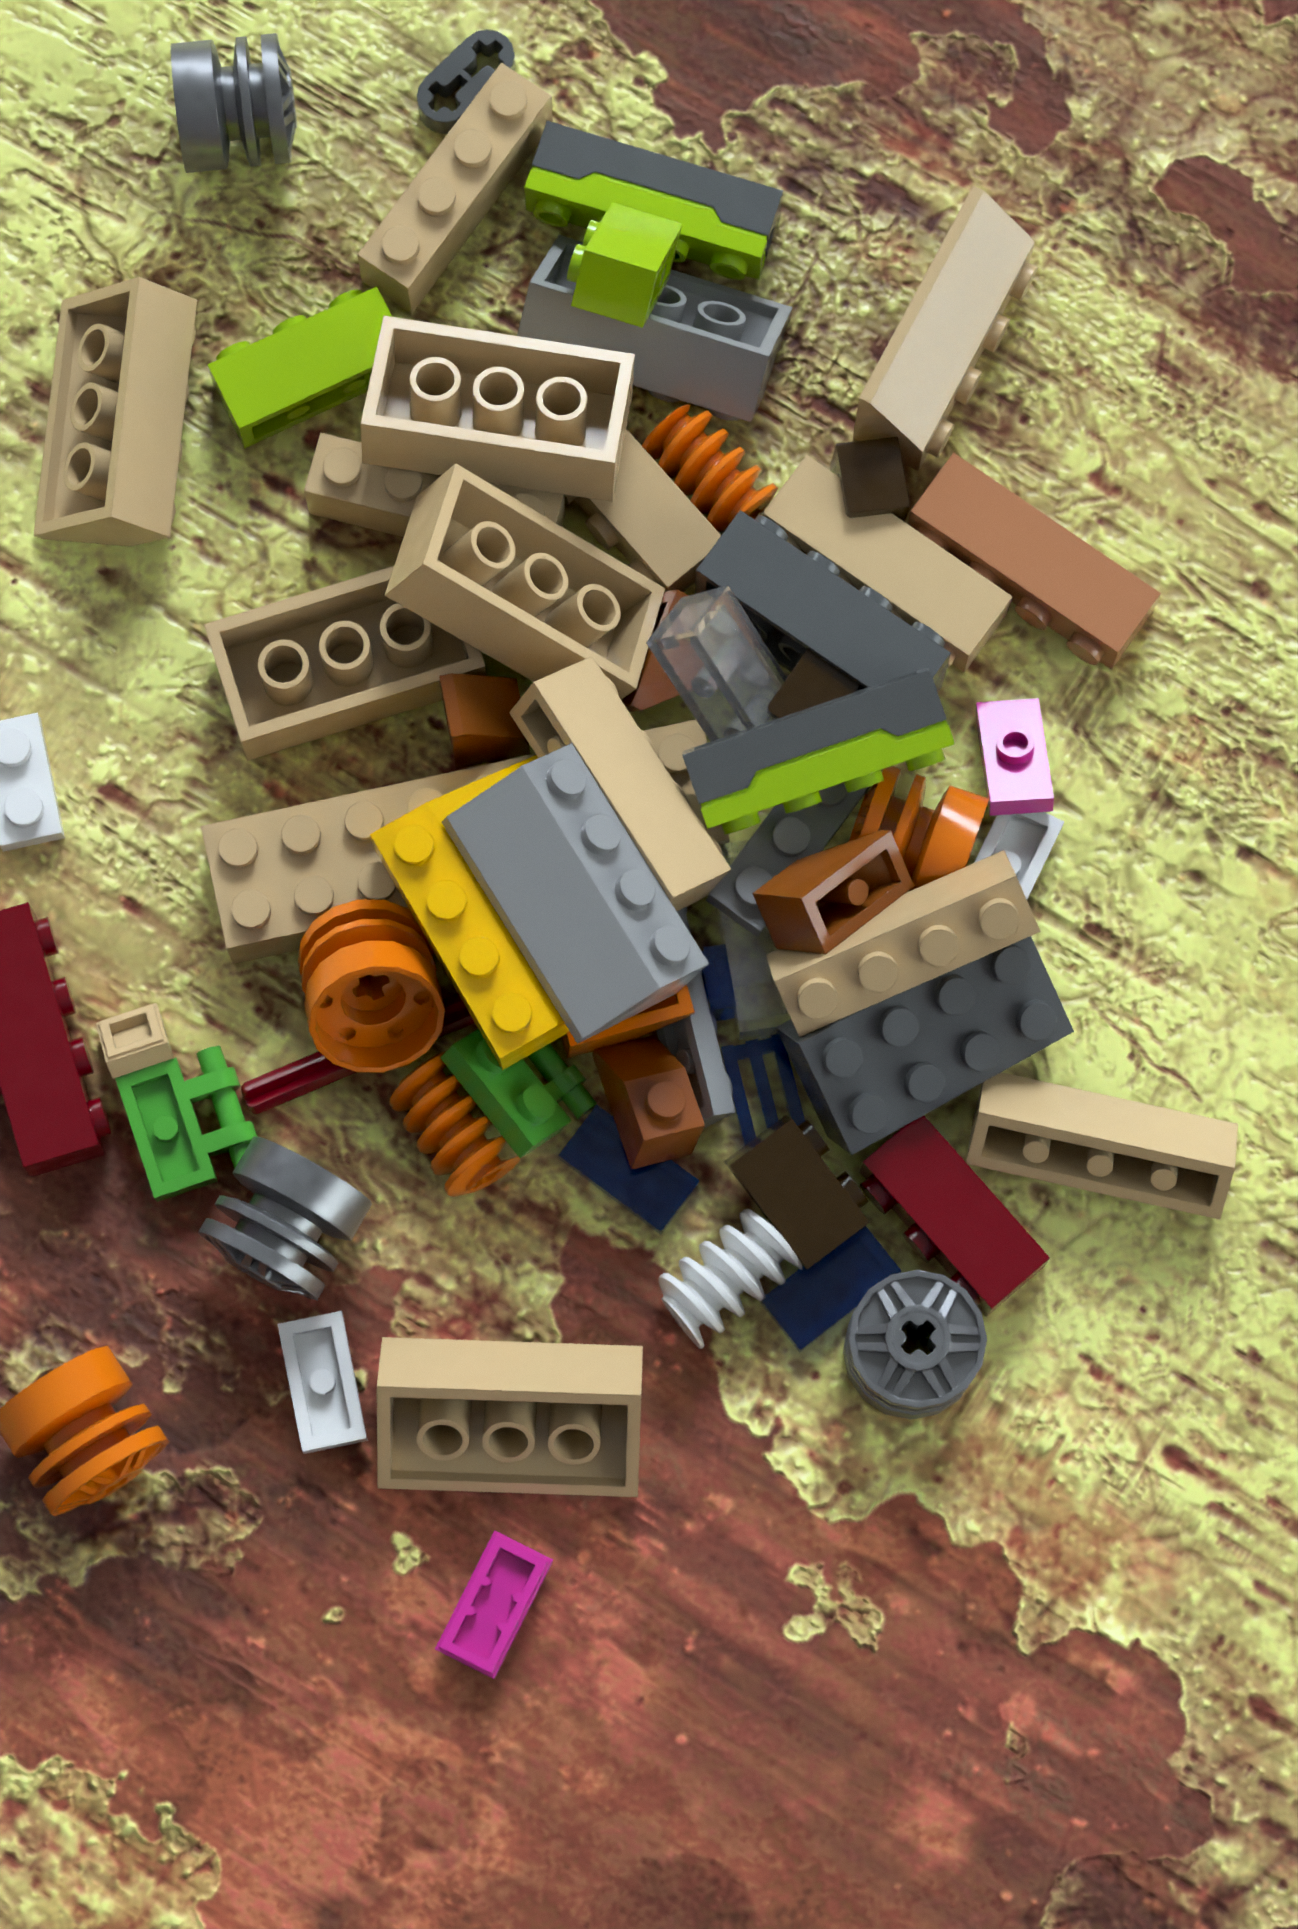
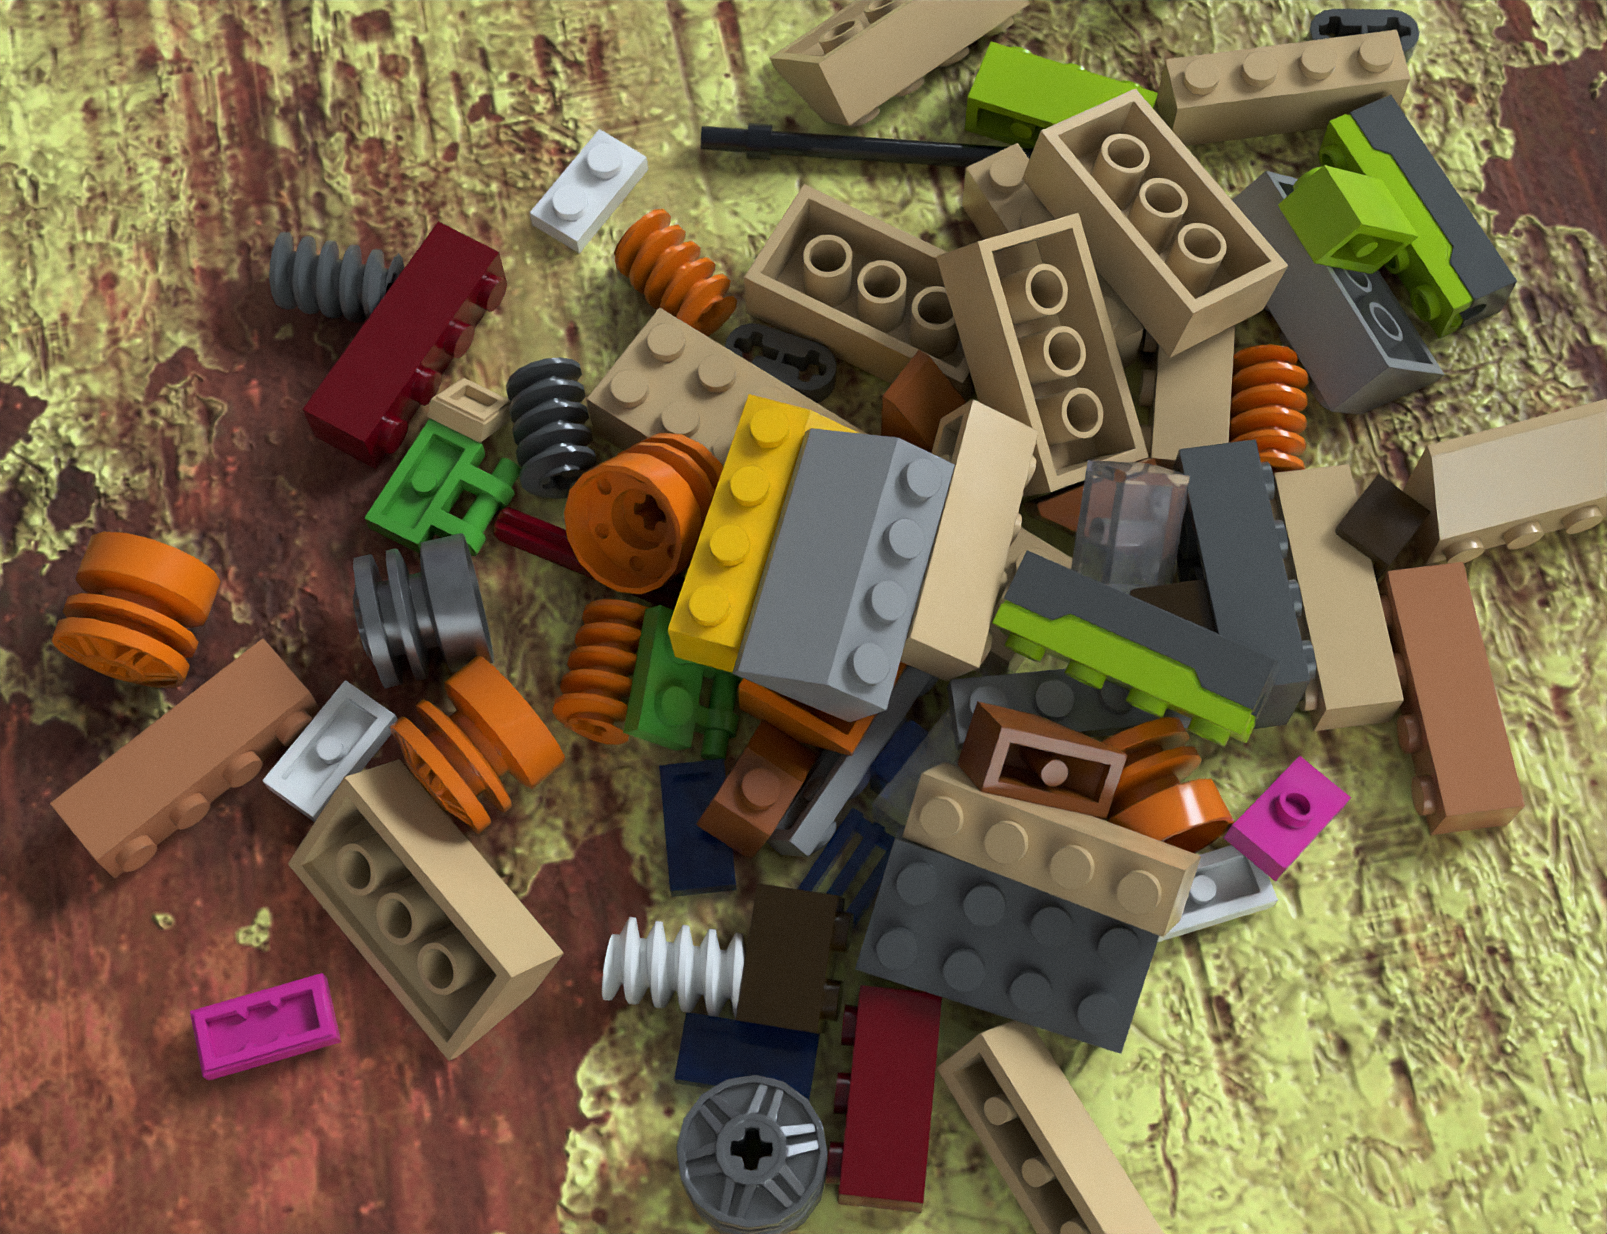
camera: 50 degrees right, 10 degrees down
(109, 612) = (761, 141): none -> black bar
(168, 787) = (672, 273): none -> orange piece
(212, 995) = (550, 426): none -> dark grey piece
(231, 1490) = (187, 760): none -> nougat brick
(312, 759) = (786, 356): none -> dark grey beam
(431, 1269) = (477, 744): none -> orange wheel

